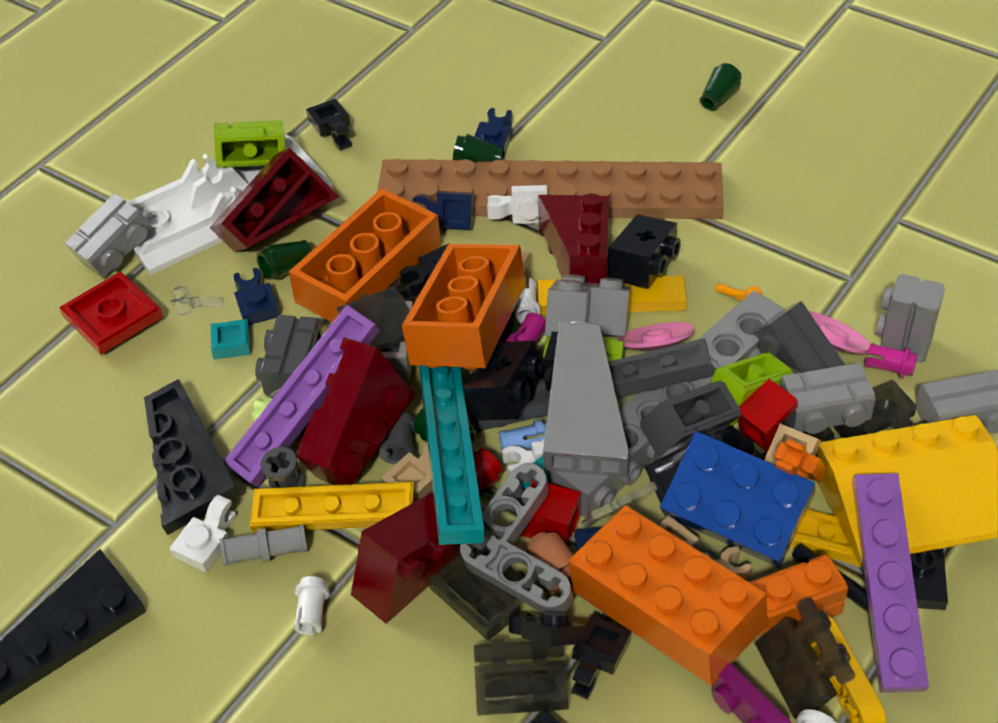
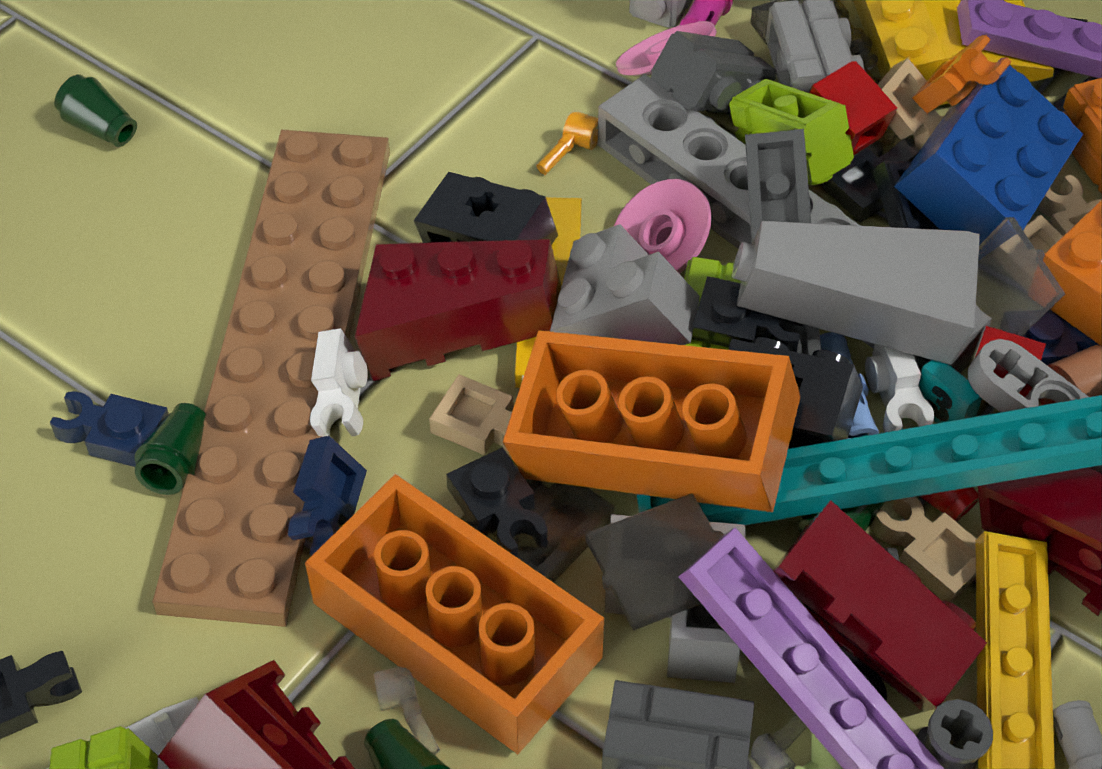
camera: 90 degrees left, 5 degrees up
(676, 419) = (876, 177): dark grey brick -> none

